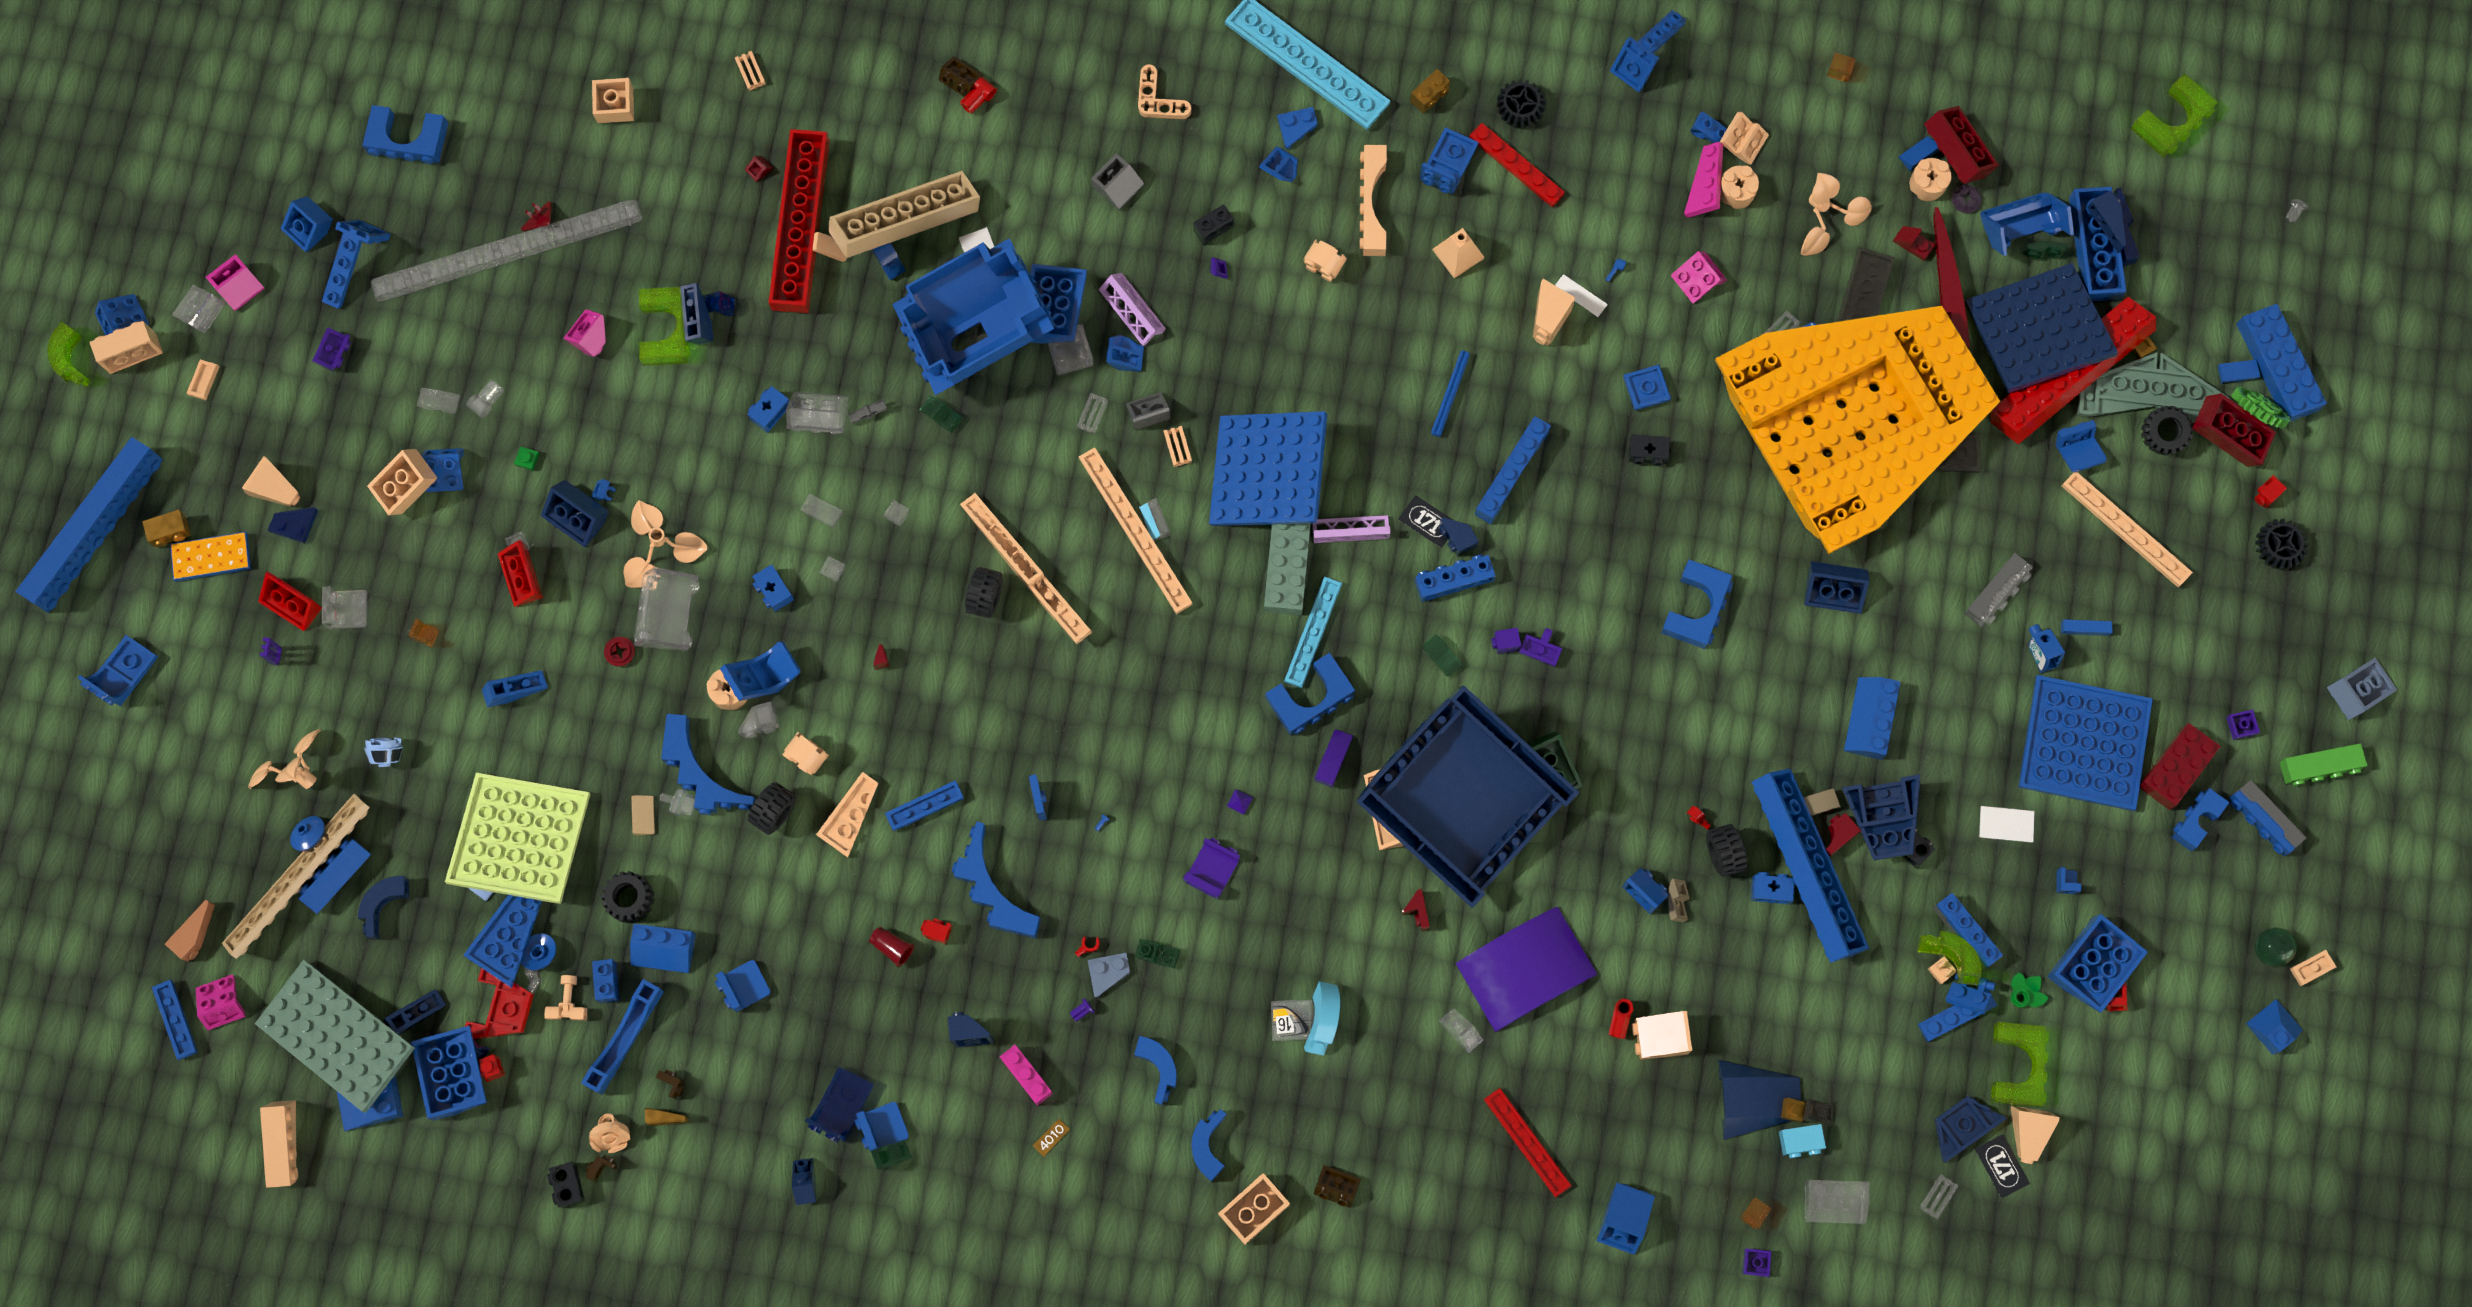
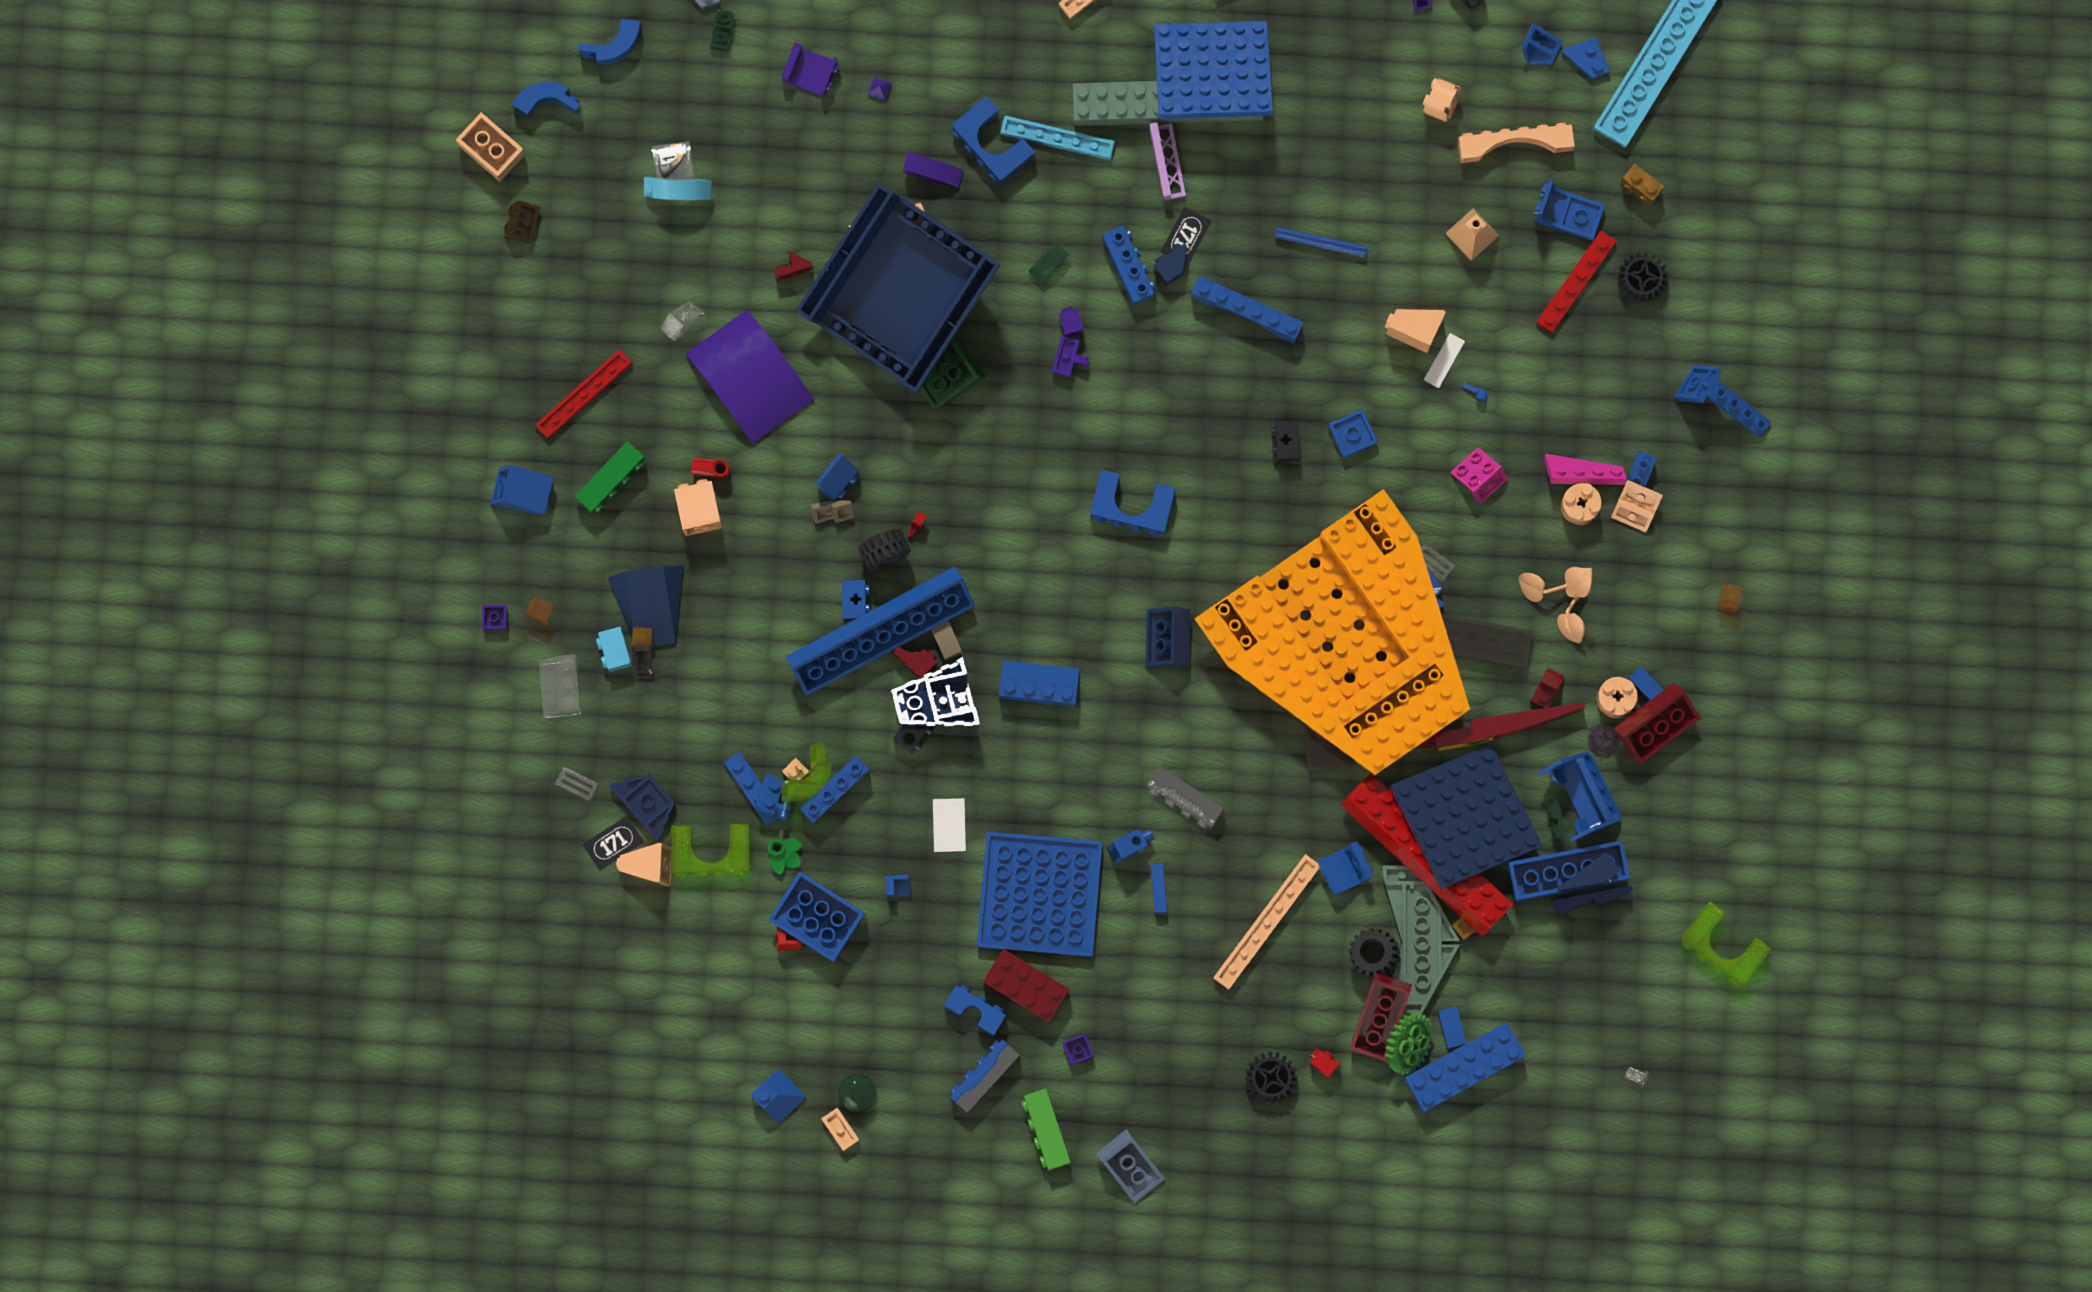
camera: 80 degrees right, 5 degrees up
(1622, 1123) = (610, 478): none -> green brick

